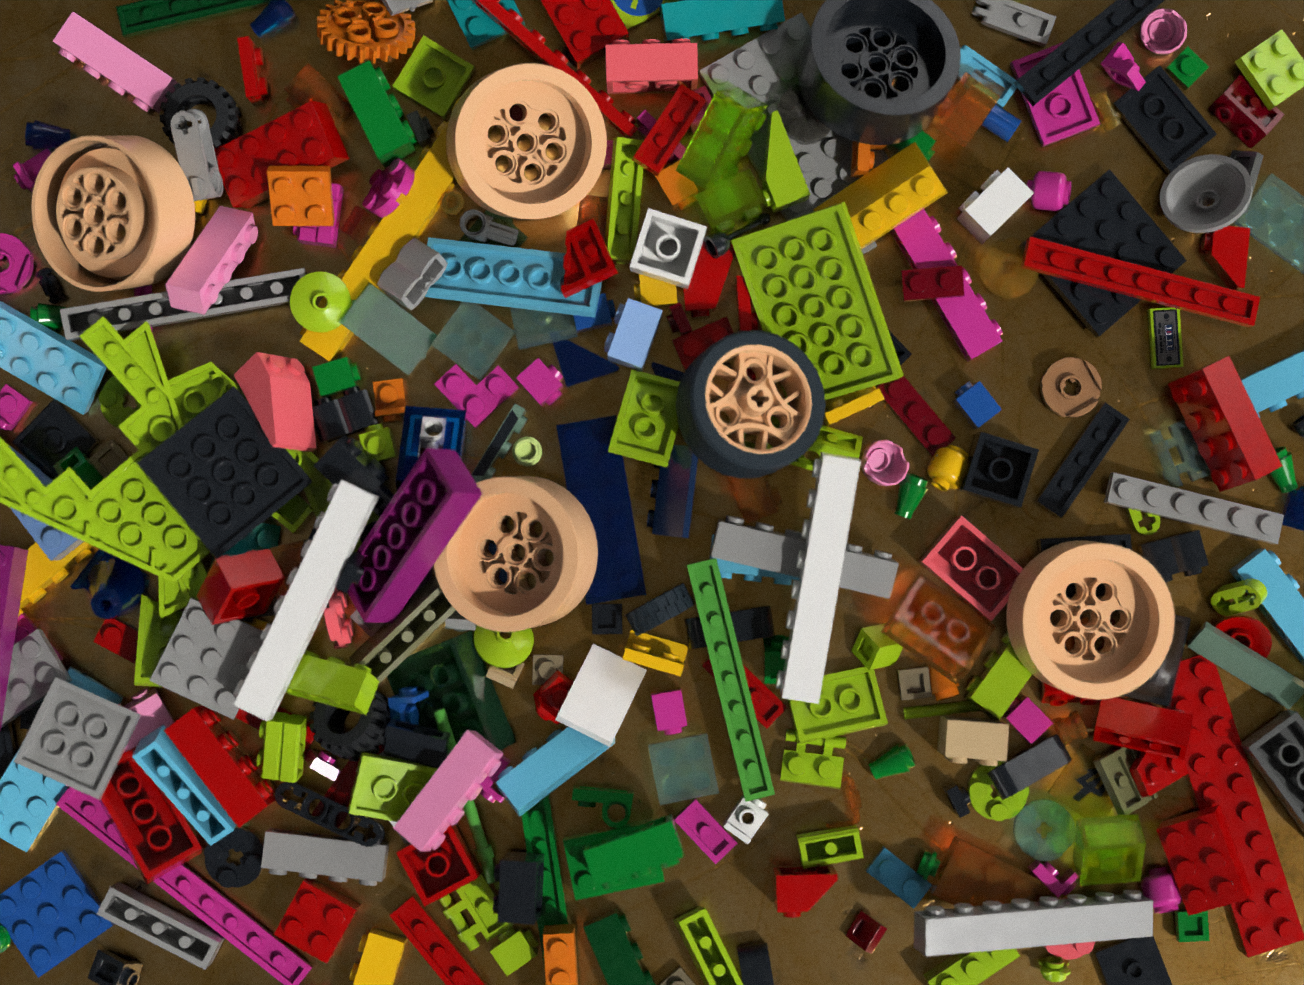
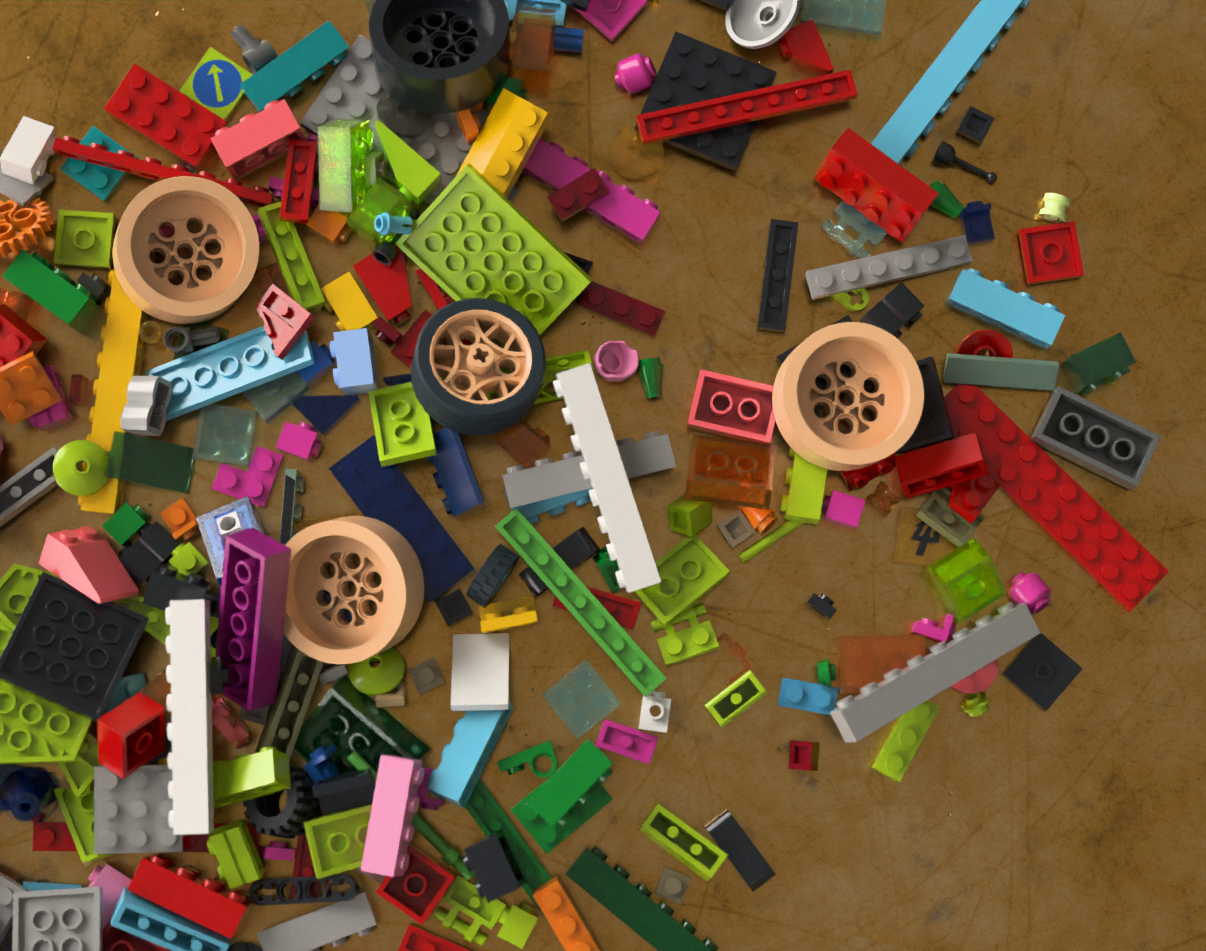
camera: 20 degrees left, 5 degrees down
(295, 514) = (149, 655): lime panel -> none
(387, 187) = (90, 346): dark pink plate -> none
(527, 451) = (317, 504): yellowish green plate -> none
(551, 696) = (439, 695): red bracket -> none
(668, 248) = (346, 276): white brick -> none
(669, 711) = (545, 657): dark pink brick -> none
(734, 219) = (392, 224): none -> medium azure pin
(750, 155) = (375, 167): none -> plate
(800, 889) = (728, 746): red slope -> none
(851, 403) = (563, 327): yellow bracket -> none
(893, 762) = (752, 603): green cone -> none
(948, 468) = (671, 338): yellow head -> none
(974, 739) = (805, 547): tan brick -> none
(976, 404) = (666, 274): blue brick -> none
(987, 806) = (843, 567): lime plate -> none
(999, 200) = (596, 106): white brick -> none
(999, 470) = (712, 318): black brick -> none
(1029, 766) = (865, 546): black beam -> none
(1032, 842) = (900, 608): clear light blue plate -> none
(1076, 371) = (736, 206): medium nougat plate -> none
(1165, 338) = (793, 143): tile -> none
(1191, 927) = (1070, 608): green plate -> none
(1204, 860) = (1049, 548): red brick -> none
(1241, 602) = (967, 322): lime beam -> none

